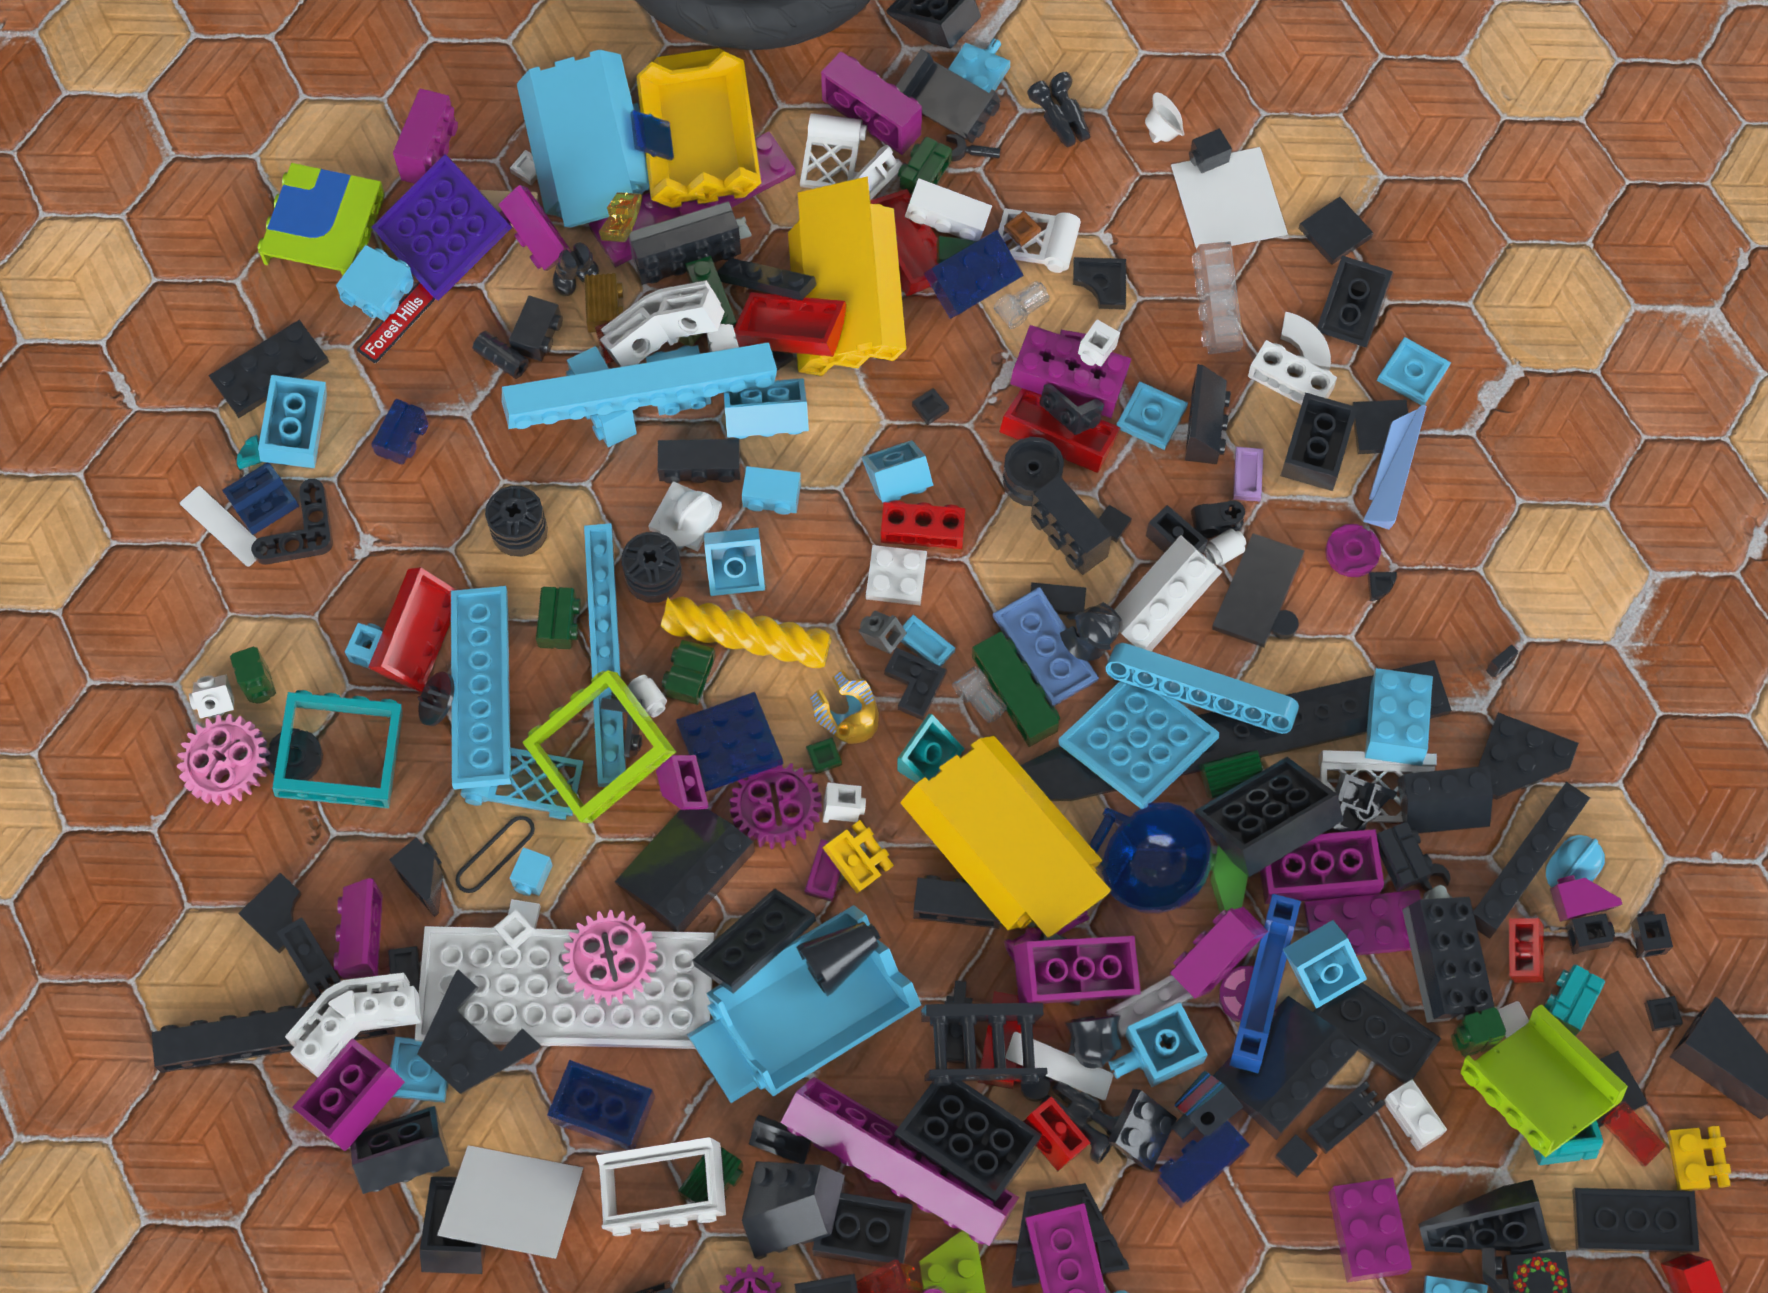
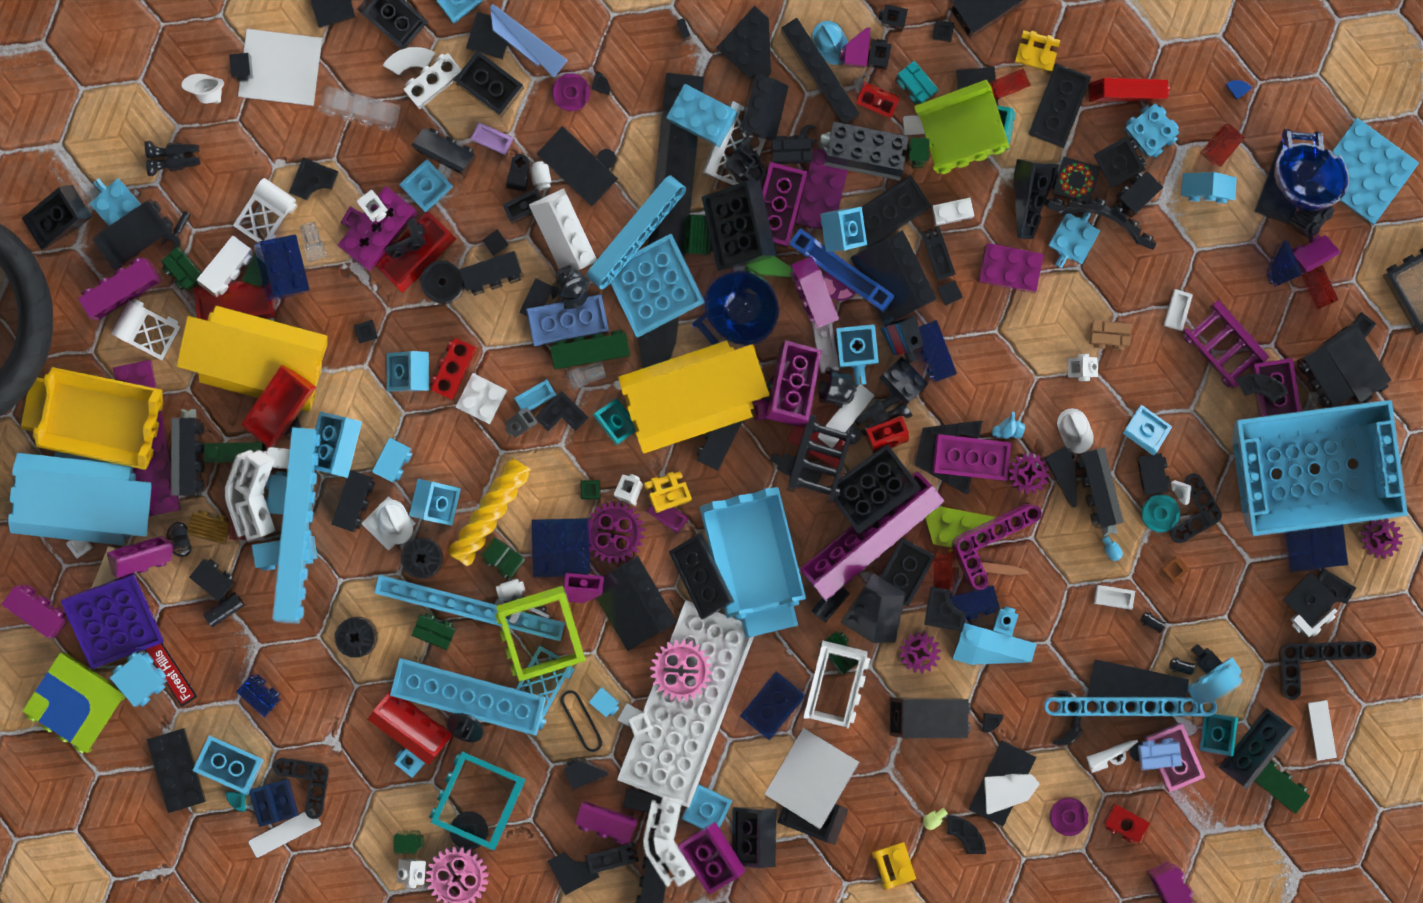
camera: 65 degrees left, 20 degrees up
(460, 1049) = (706, 780): black wing -> none
(622, 217) = (158, 495): clear yellow slope -> none
(652, 135) = (92, 452): clear blue piece -> none
(766, 279) = (235, 410): black plate -> none
(838, 954) = (731, 527): black cone -> none
(862, 716) = (577, 461): pearl gold piece -> none
(876, 173) = (176, 307): white plate -> none
(1022, 228) = (255, 220): dark orange tile -> none

